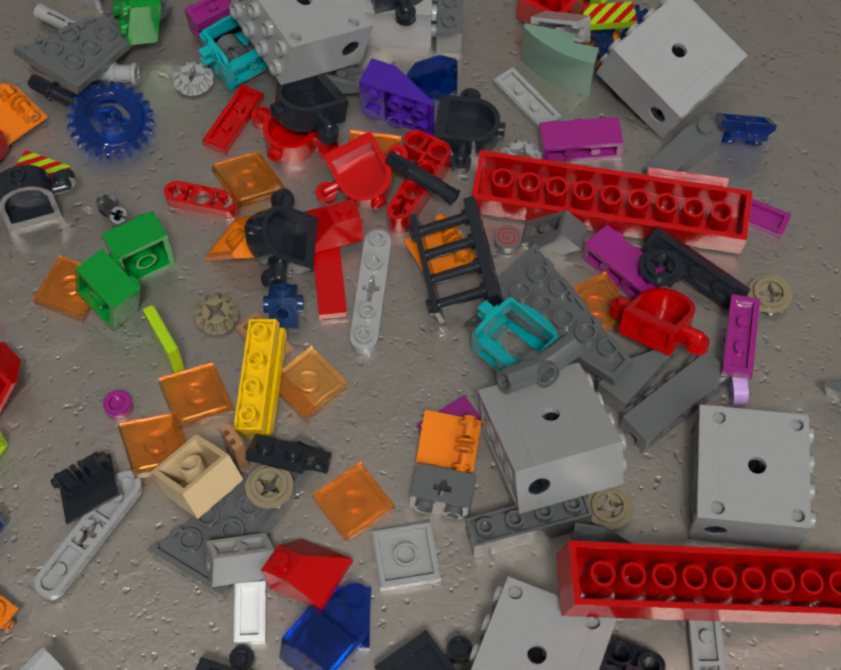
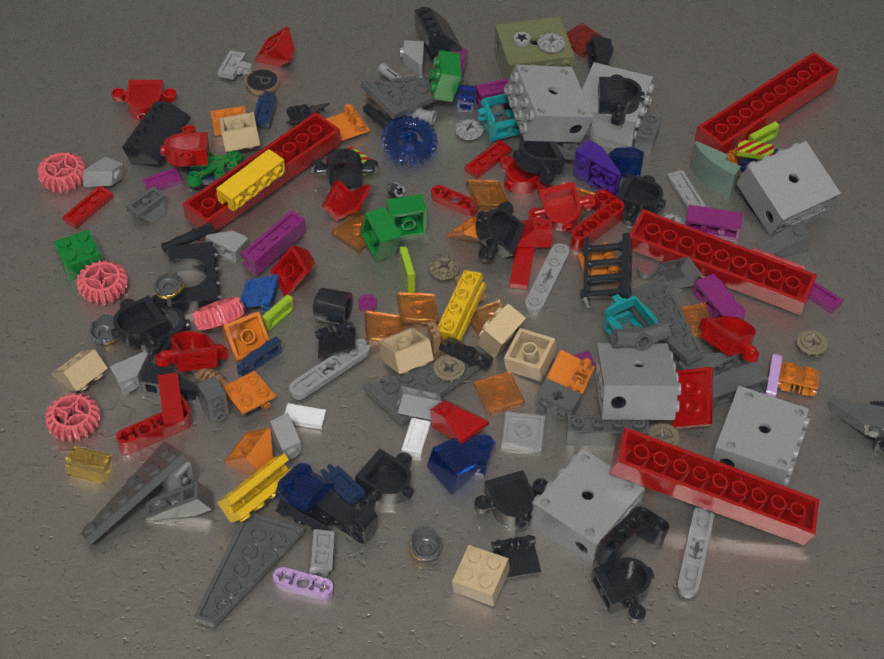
camera: 15 degrees right, 10 degrees down
(39, 246) = (343, 202): none -> red bracket
(66, 429) = (332, 306): none -> black piece
(71, 626) = (306, 416): none -> white tile
(175, 31) = (466, 98): none -> clear blue brick
(284, 304) = (490, 269): dark blue brick -> none
(331, 402) = (500, 330): none -> tan brick
(383, 428) = (530, 354): none -> tan brick
(422, 178) = (603, 220): black axle -> none
(565, 22) = (728, 148): light grey hinge -> none
(644, 430) = (695, 398): none -> red tile
(655, 259) = (741, 300): black gear -> none
(698, 269) = (765, 314): black plate -> none
(740, 337) = (781, 357): magenta plate -> none
(745, 127) = (829, 240): clear blue slope -> none
(778, 356) = (801, 376): none -> orange hinge

